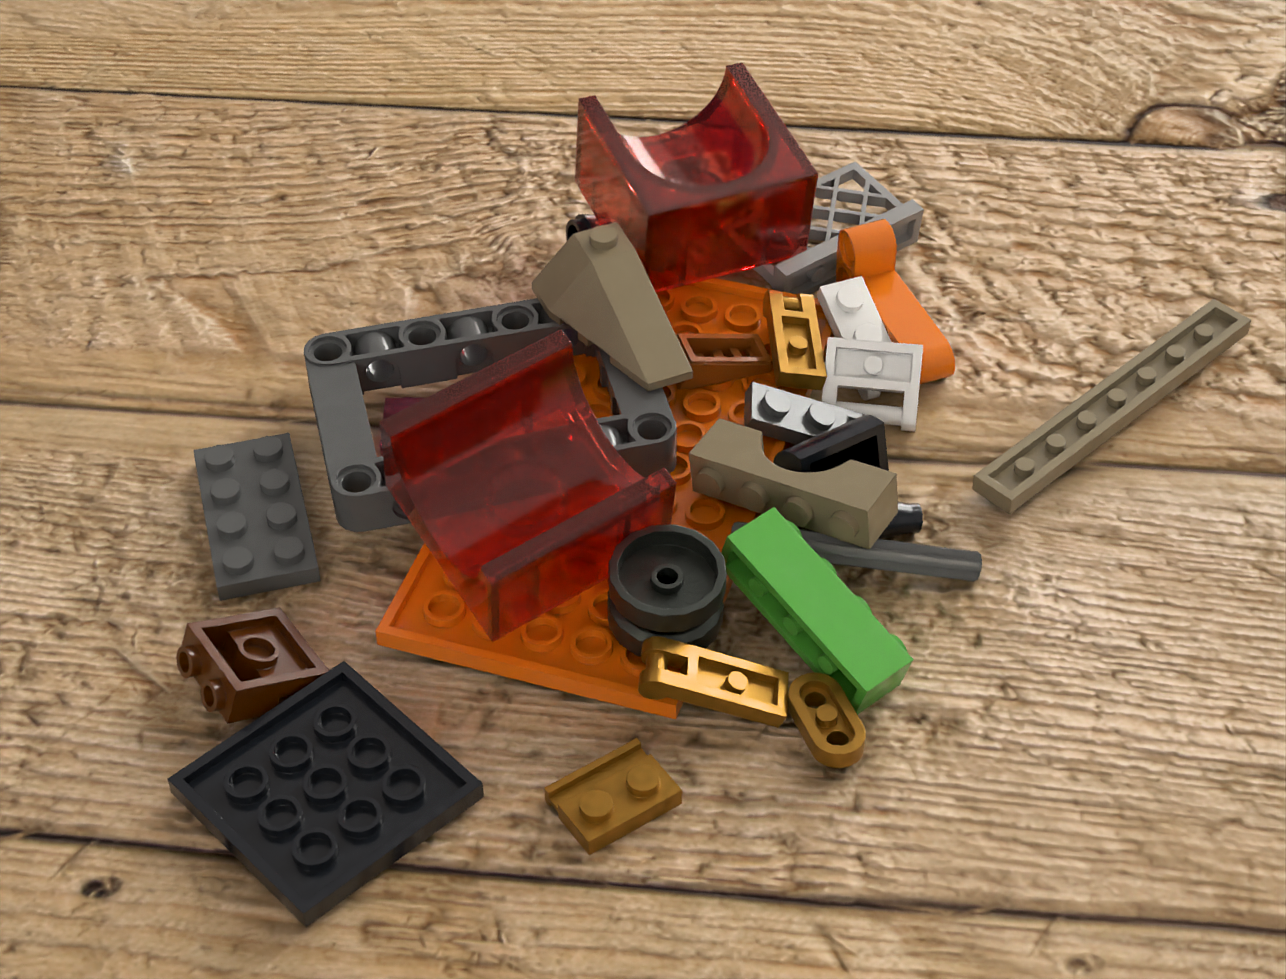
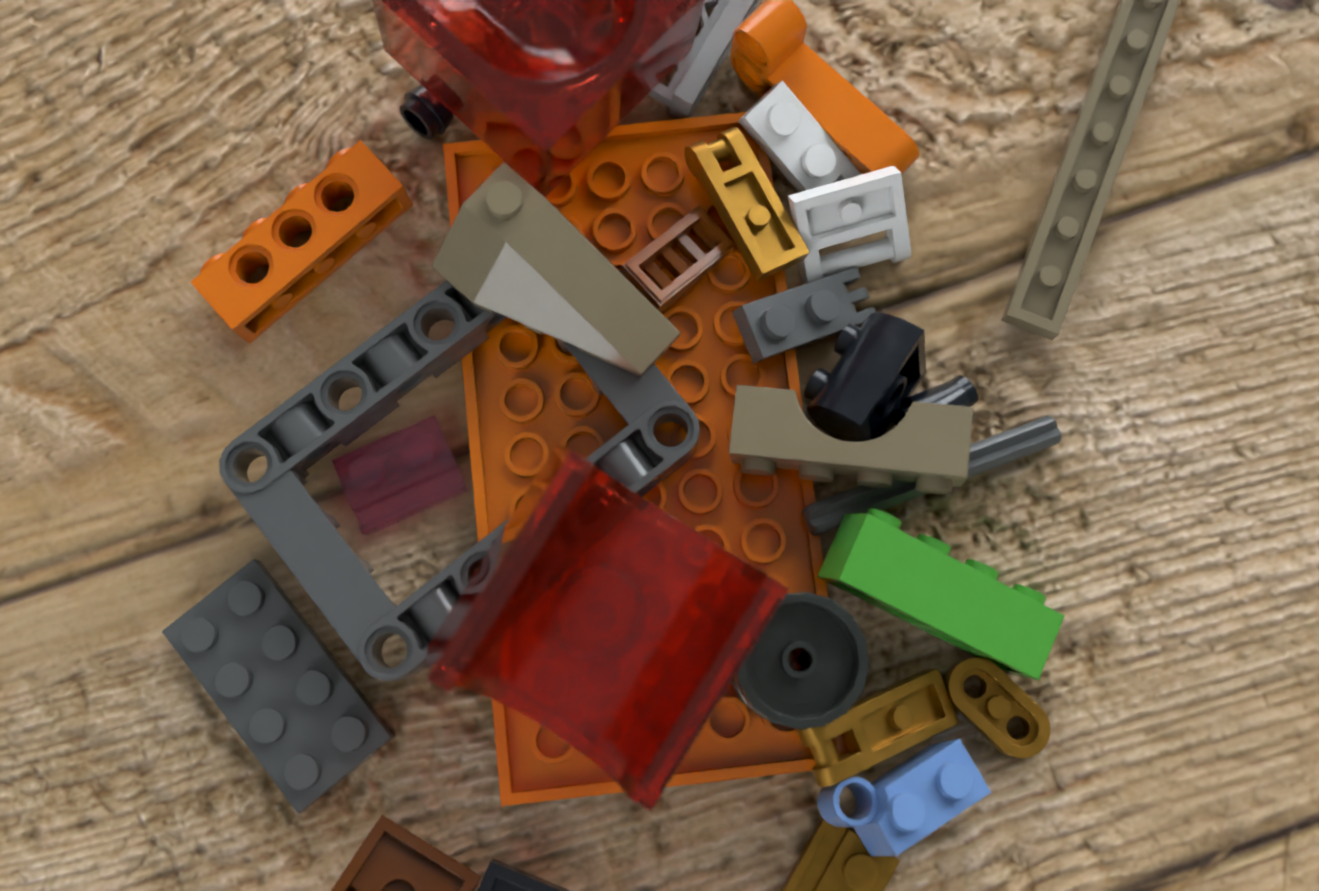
camera: 25 degrees left, 35 degrees up
(447, 275) = (298, 270): none -> orange brick
(709, 733) = (908, 799): none -> medium blue hinge

